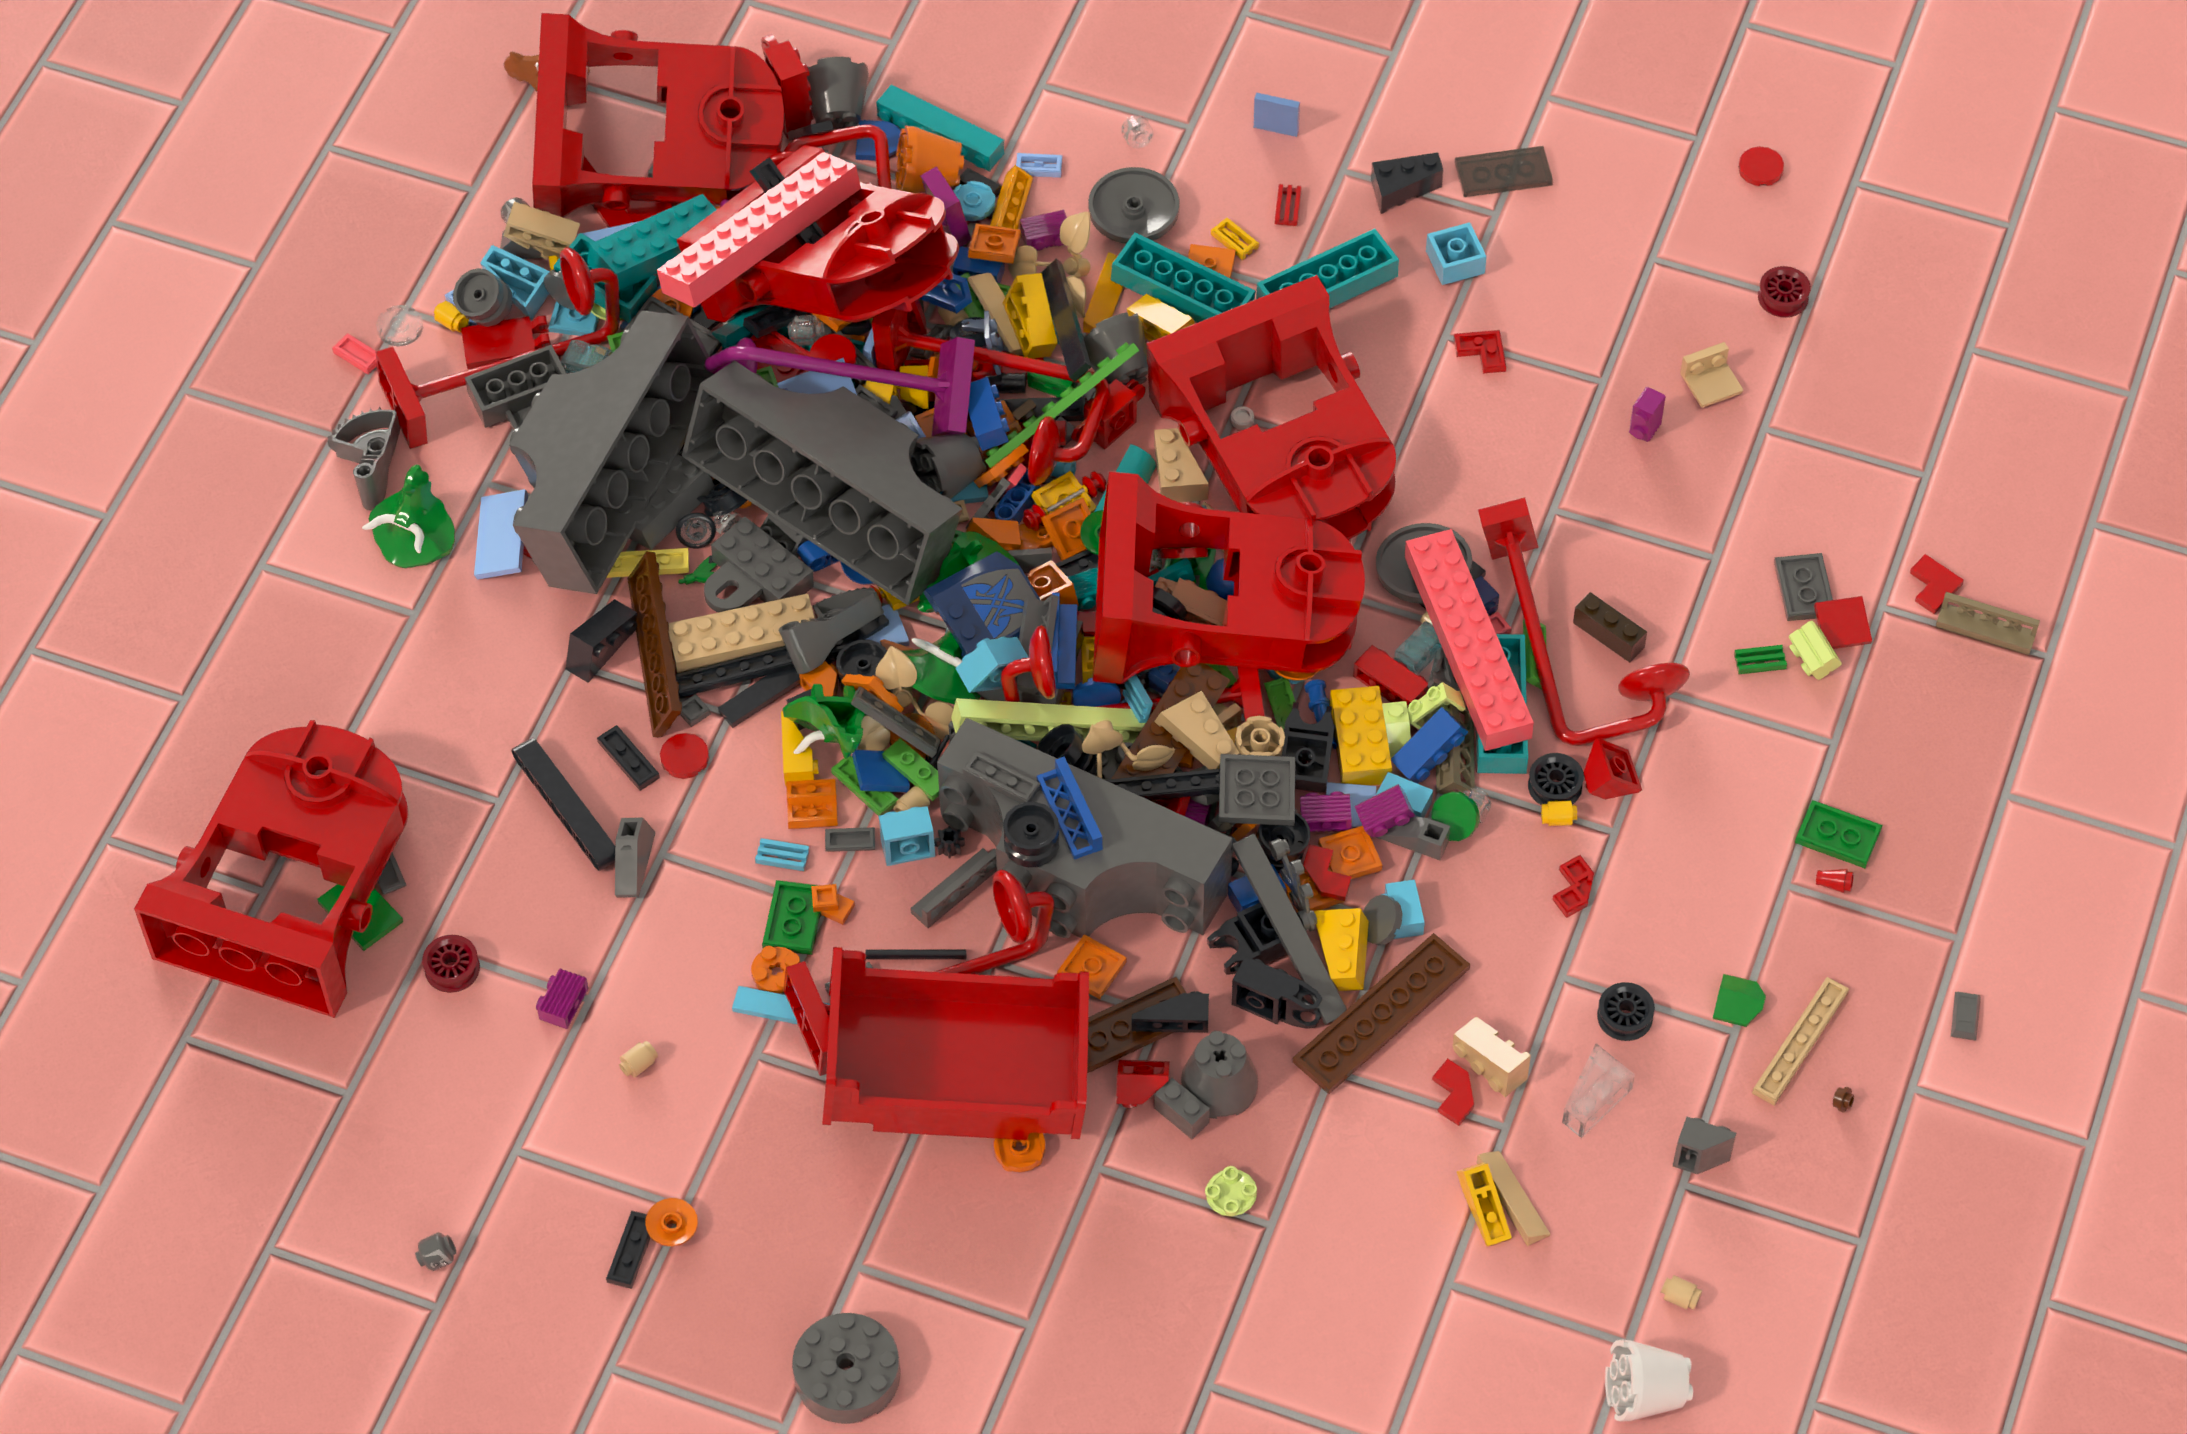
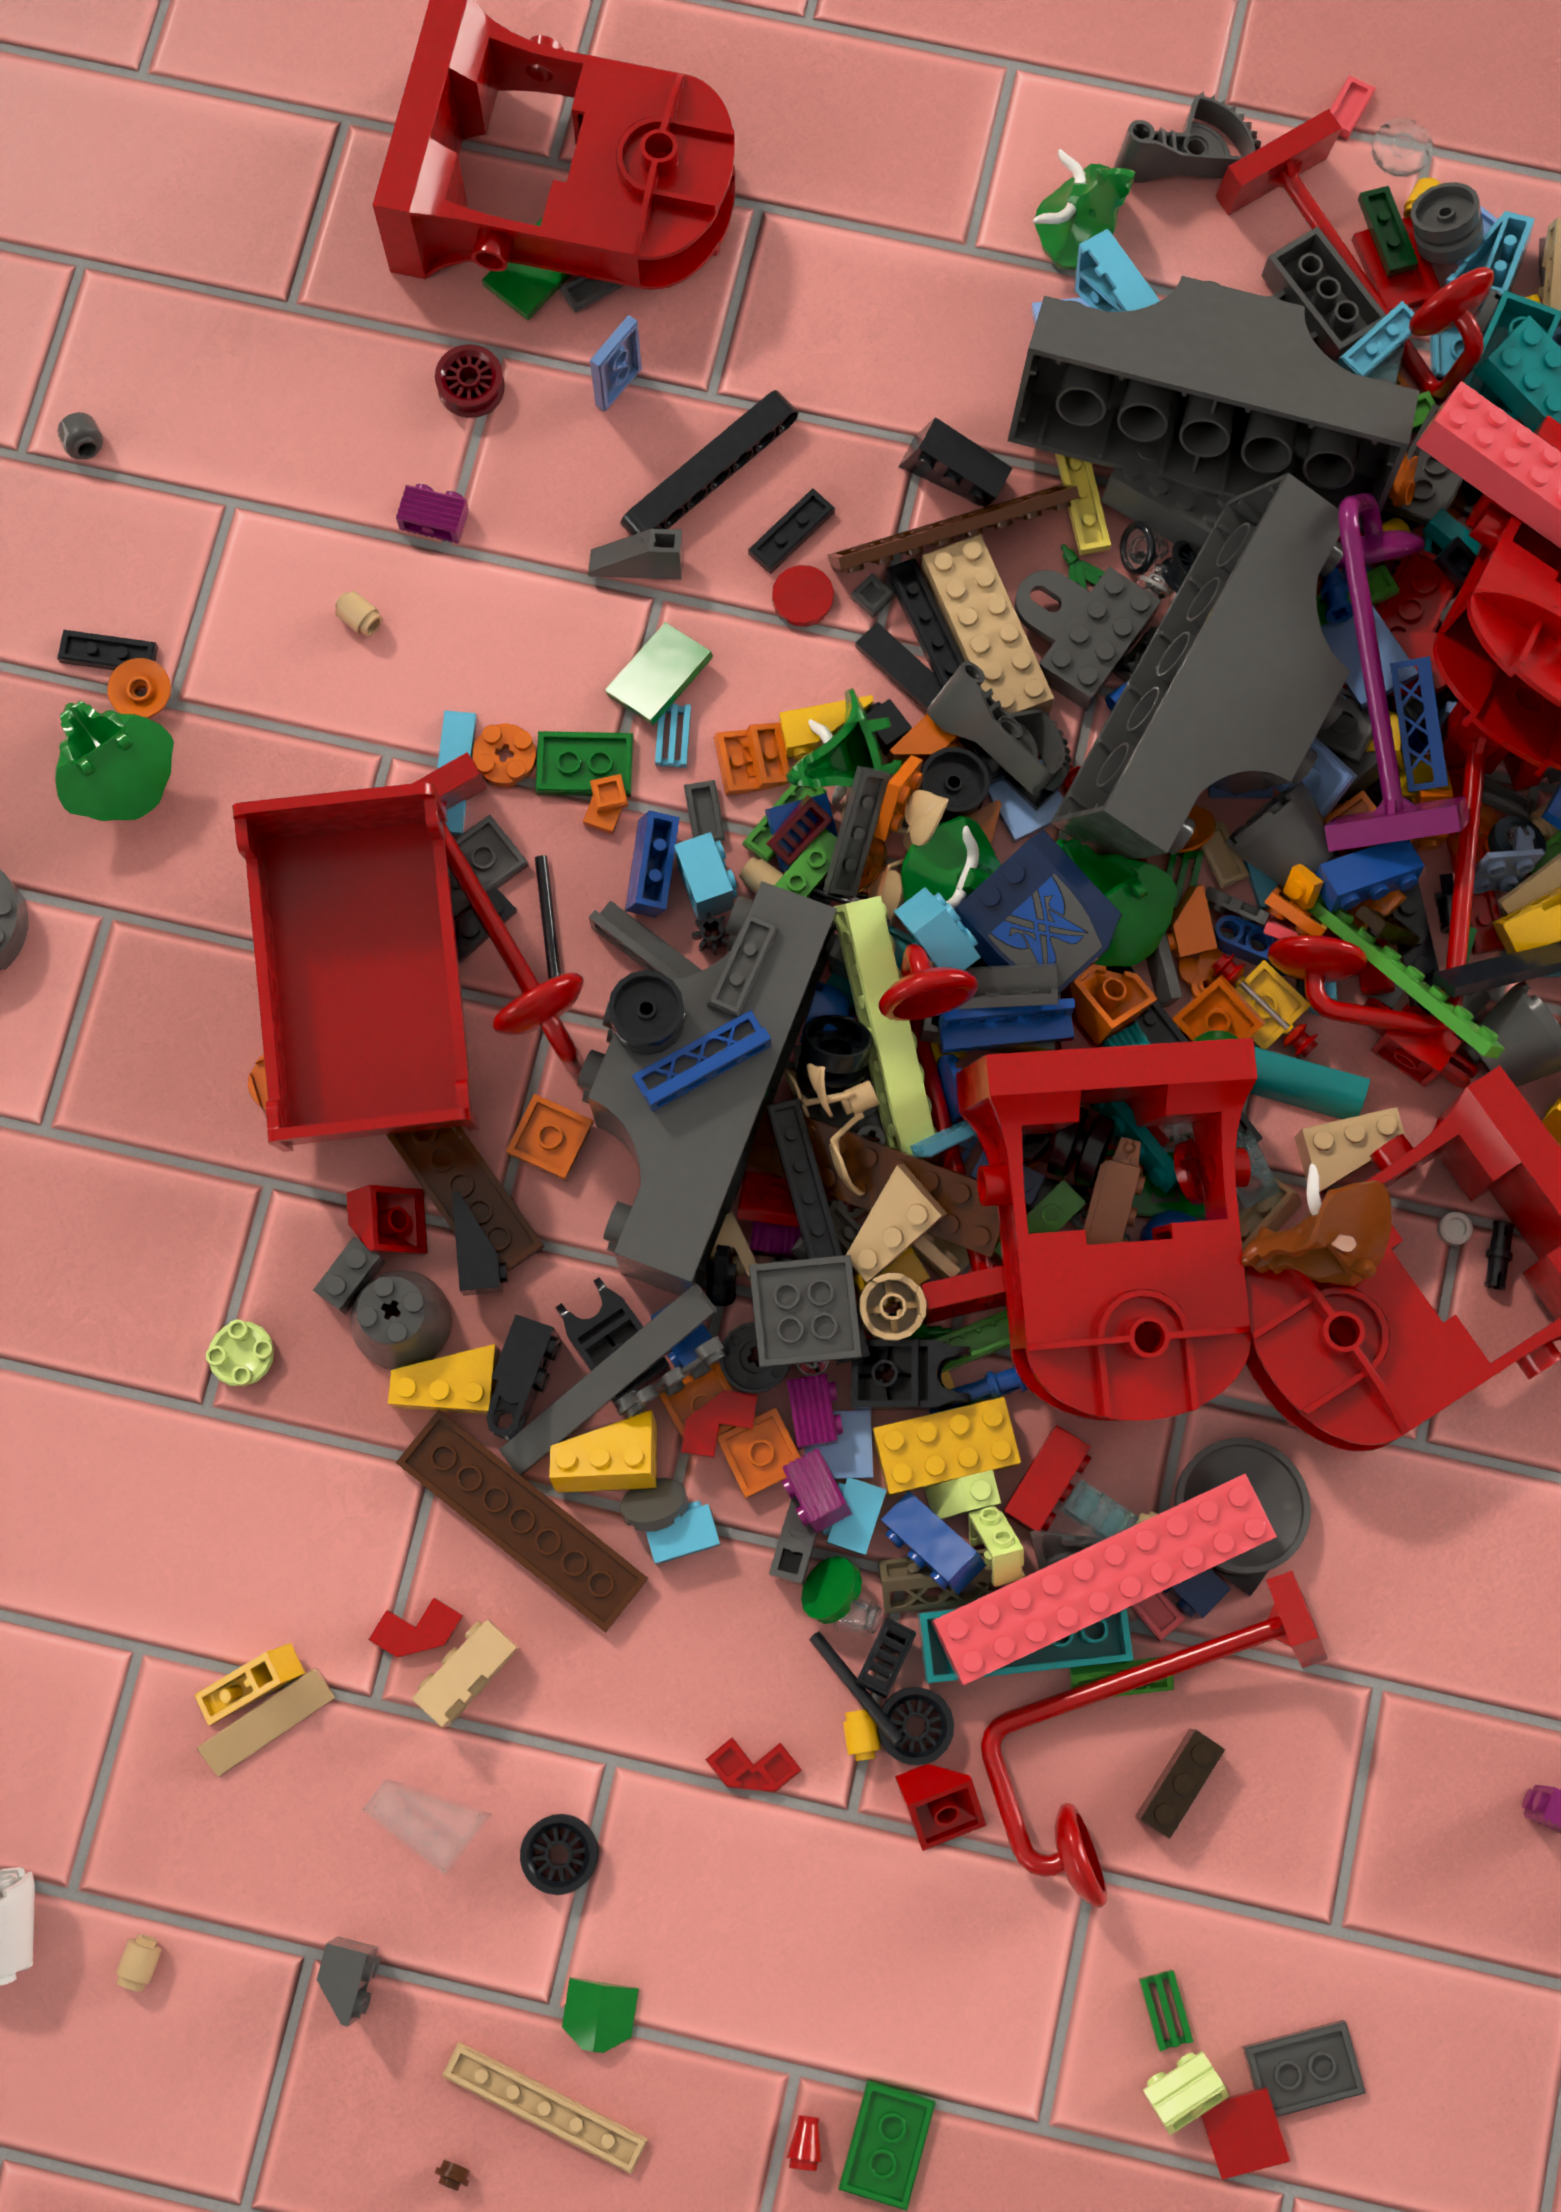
camera: 80 degrees right, 20 degrees up
(472, 844) = (616, 363): none -> medium blue tile
(473, 339) = (1388, 231): none -> dark green plate
(484, 510) = (1109, 277): none -> medium azure wedge
(568, 348) = (1378, 342): none -> medium azure tile
(731, 855) = (659, 673): none -> tile
(736, 1225) = (111, 763): none -> green animal
(872, 758) = (823, 821): none -> dark red slope
(881, 357) = (1432, 723): none -> blue fence
(889, 871) = (652, 864): none -> blue brick
(986, 455) = (1303, 886): none -> light orange plate
(1257, 455) = (1336, 1241): none -> dark orange animal
(1265, 394) = (1499, 1255): none -> black pin
(1274, 1047) = (447, 1383): none -> yellow wedge
(1495, 780) = (895, 1638): none -> black slope
(1526, 809) = (858, 1692): none -> black bar

